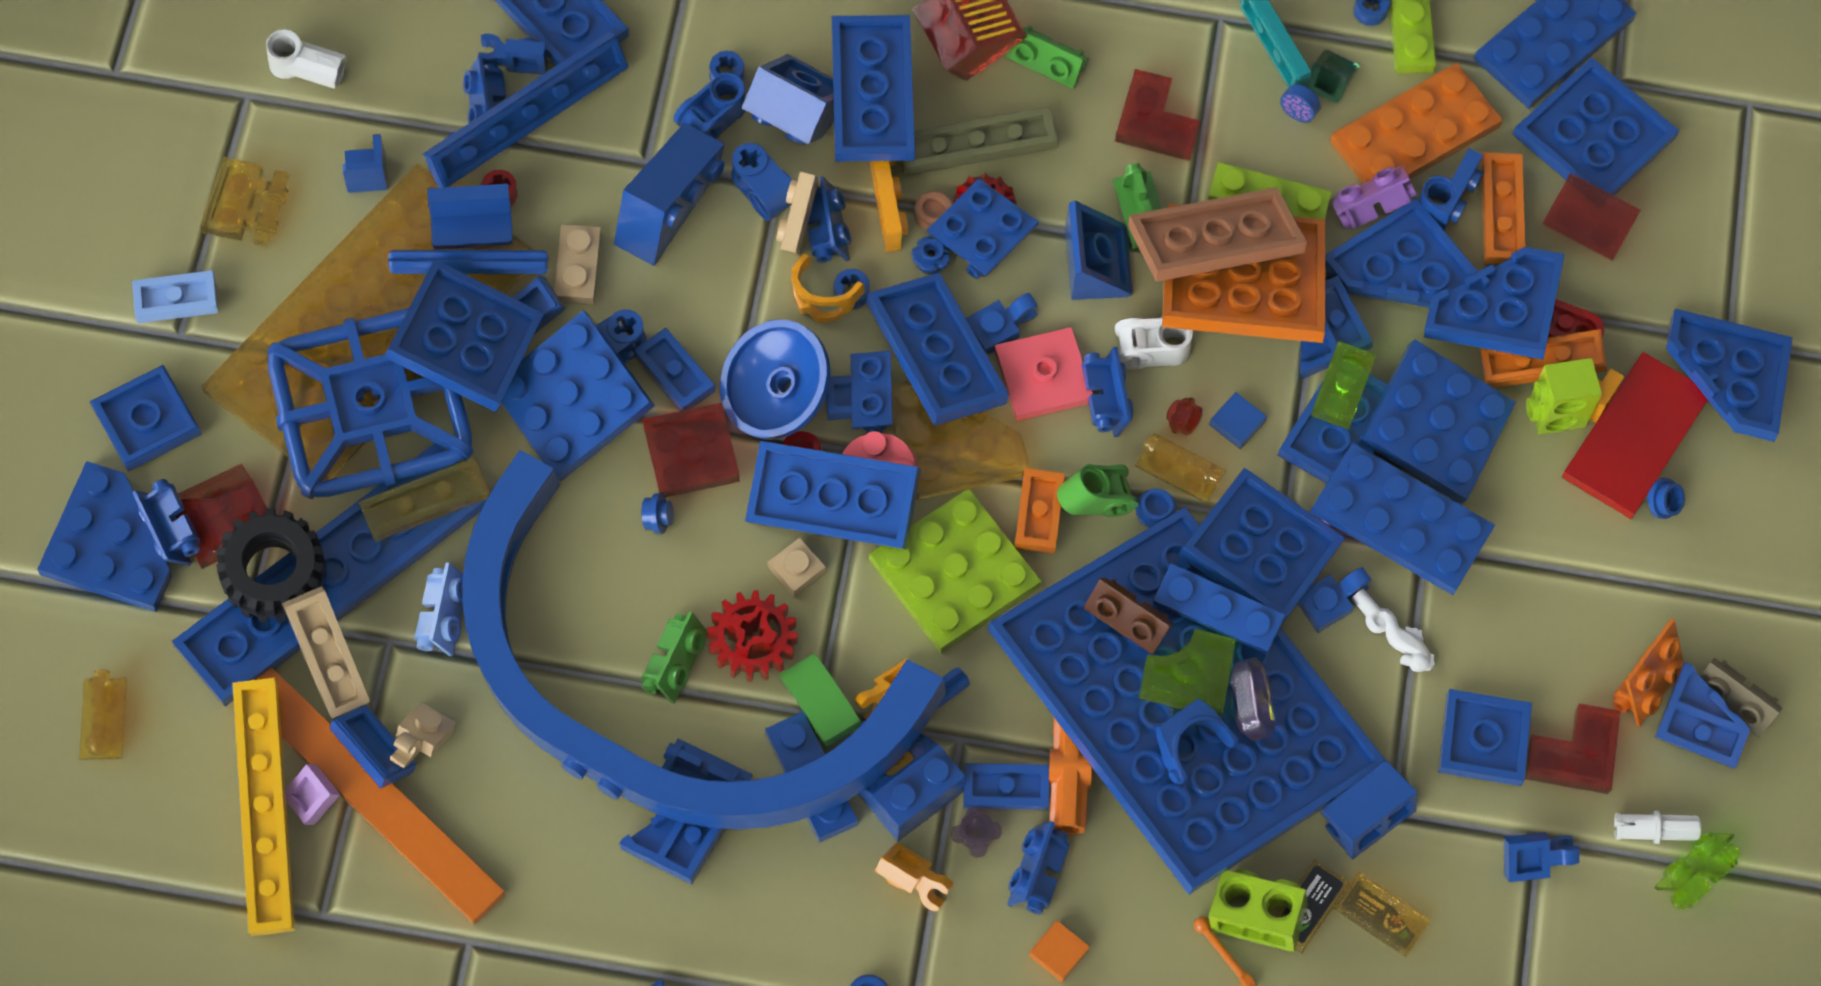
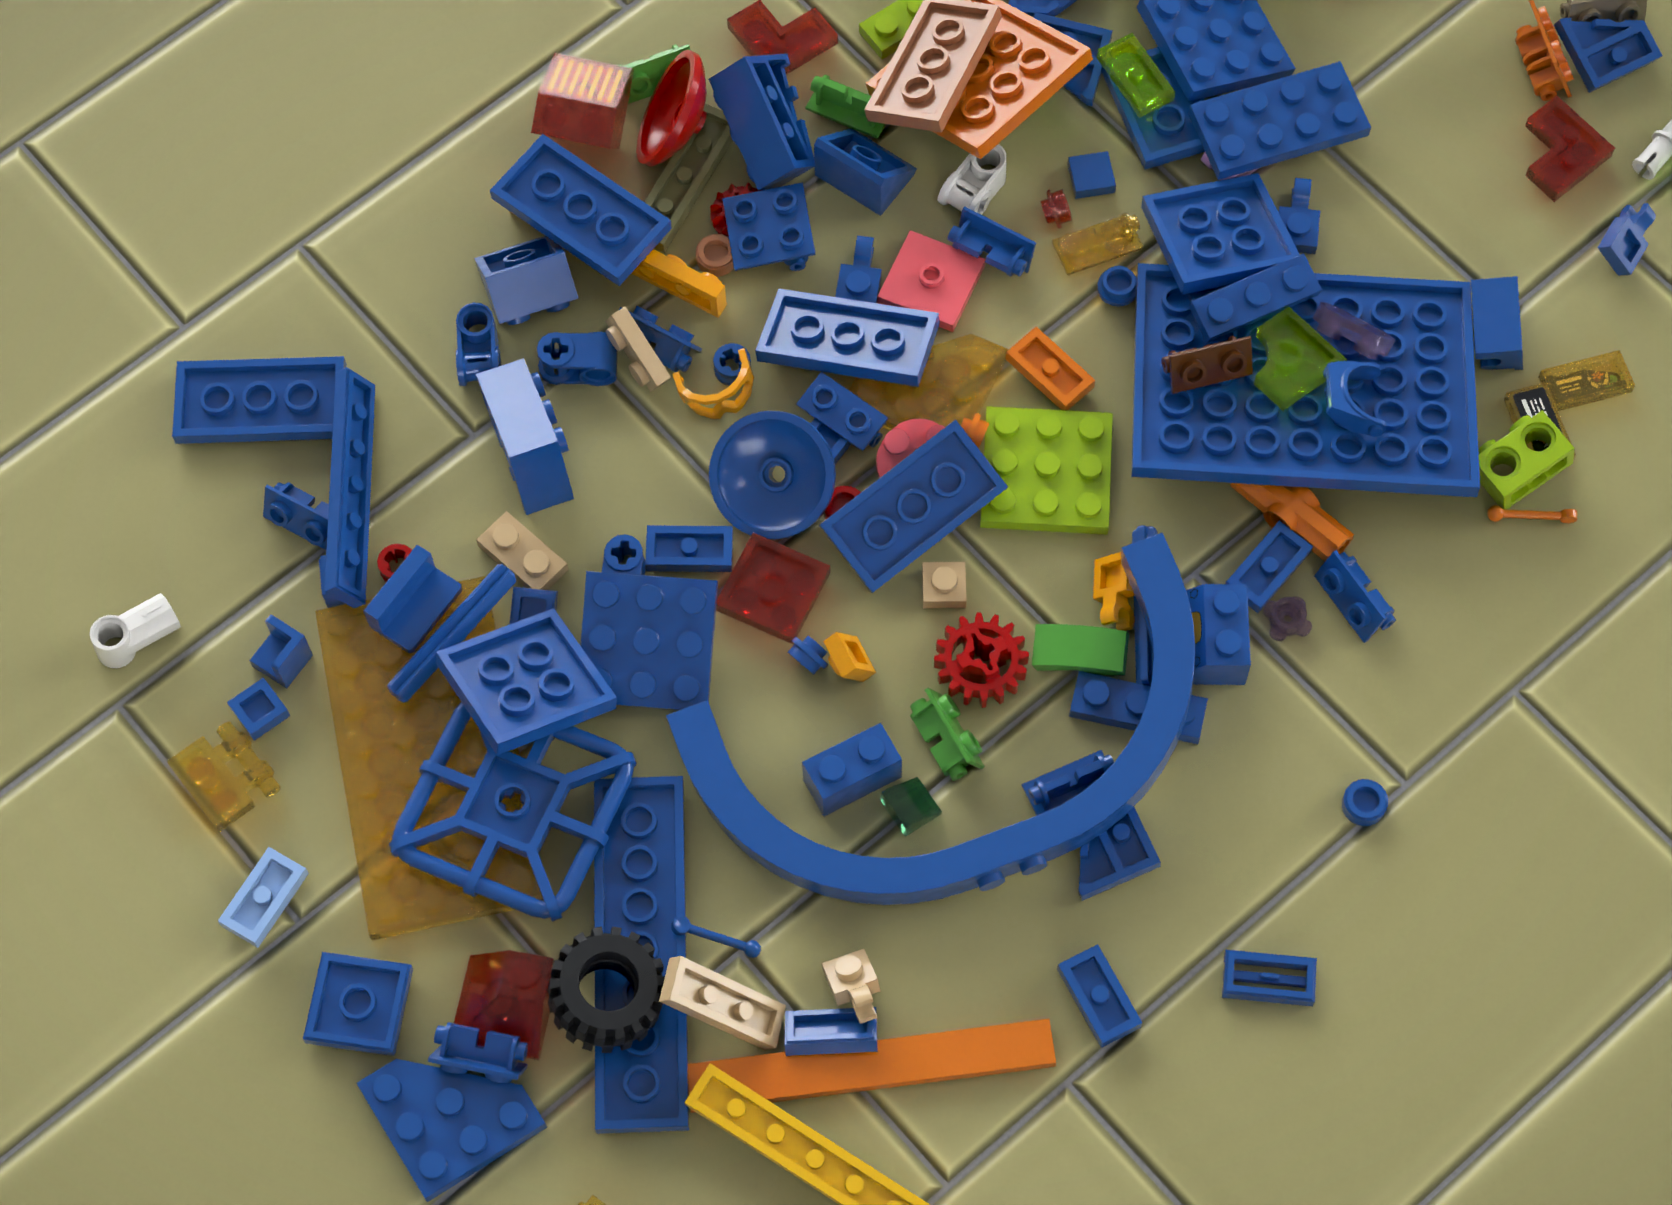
camera: 45 degrees left, 0 degrees up
(311, 794) = (835, 1113): lavender plate -> none
(312, 185) = (258, 709): none -> blue plate
(368, 583) = (682, 925): none -> blue hinge
(424, 499) = (642, 825): clear yellow tile -> none
(443, 625) = (763, 897): light blue hinge -> none
(519, 55) = (290, 457): blue plate -> none
(550, 914) = (1099, 996): none -> blue plate
(587, 609) = (852, 769): none -> blue brick
(596, 672) = (910, 805): none -> clear green slope
(677, 542) = (848, 657): none -> light orange plate
(729, 59) = (439, 304): blue bush -> none
(910, 872) = (1285, 691): light orange plate -> none
(927, 263) = (754, 294): blue plate -> none
(932, 493) = (975, 428): none -> orange plate
(1016, 92) = (673, 110): none -> red dish
(1059, 951) = (1436, 632): orange tile -> none
(1065, 154) = (764, 119): none -> blue wedge
(1098, 491) = (1073, 315): bright green piece -> none
(1407, 640) = (1374, 197): white animal -> none
(1485, 737) = (1501, 202): blue plate -> none

